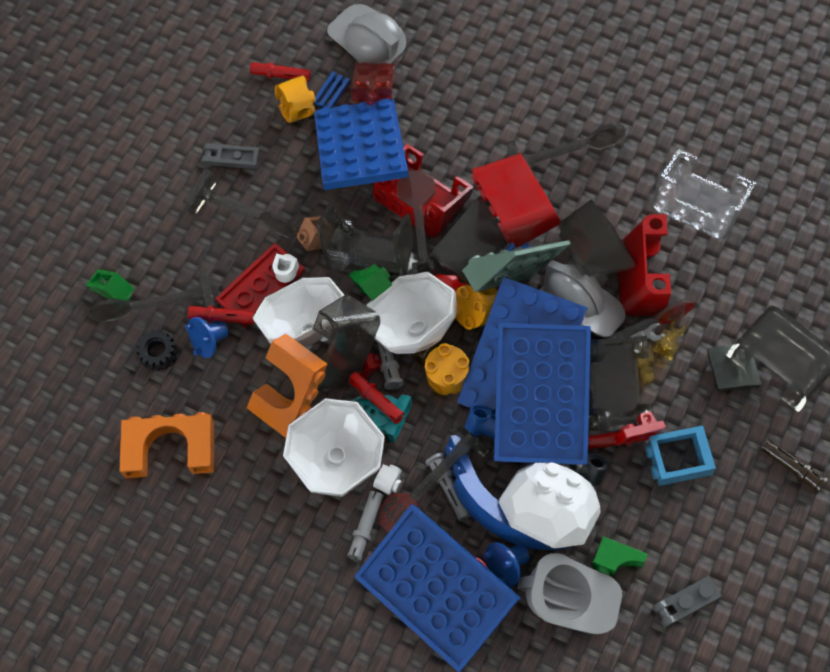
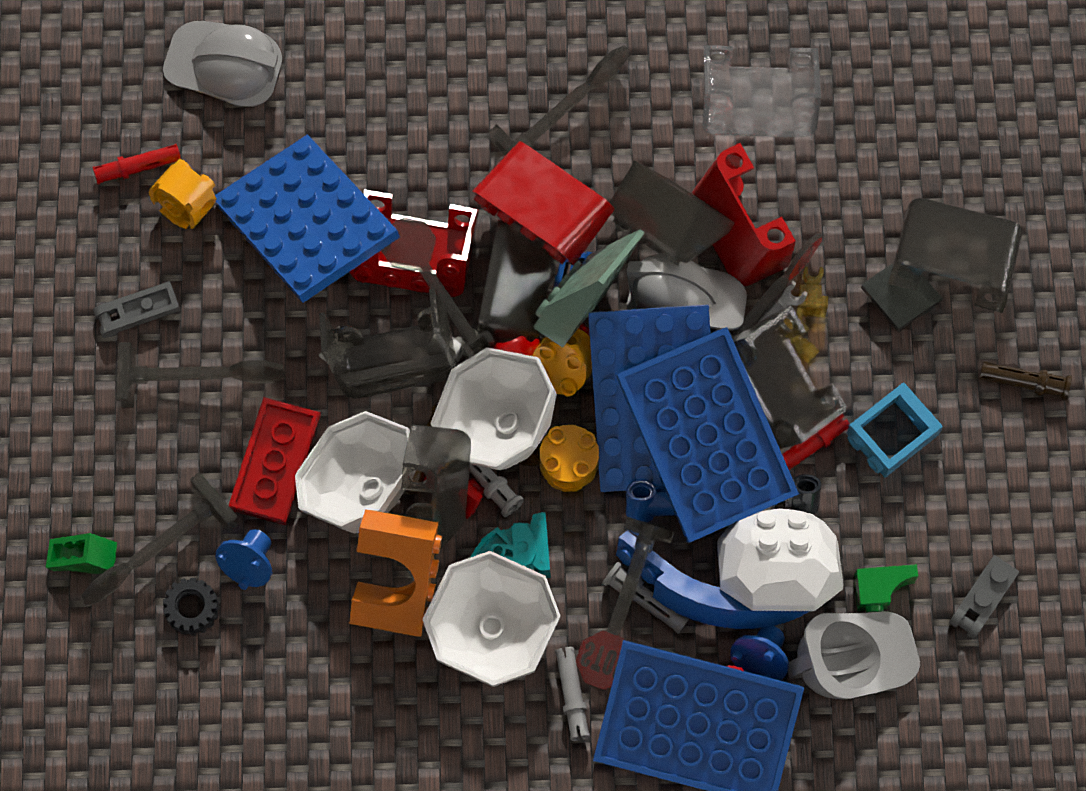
camera: 35 degrees left, 5 degrees up
(139, 434) = (299, 681): orange arch -> none
(218, 314) = (251, 523): red pin -> none
(285, 267) = (300, 424): white plate -> none
(309, 235) = (307, 363): nougat brick -> none
(338, 79) = (220, 139): blue tile -> none
(369, 392) = (500, 532): red pin -> none
(371, 281) = (419, 391): green arch -> none
(373, 82) = (269, 124): clear red plate -> none
(388, 479) = (571, 626): white plate -> none
(646, 427) = (843, 415): red hinge -> none

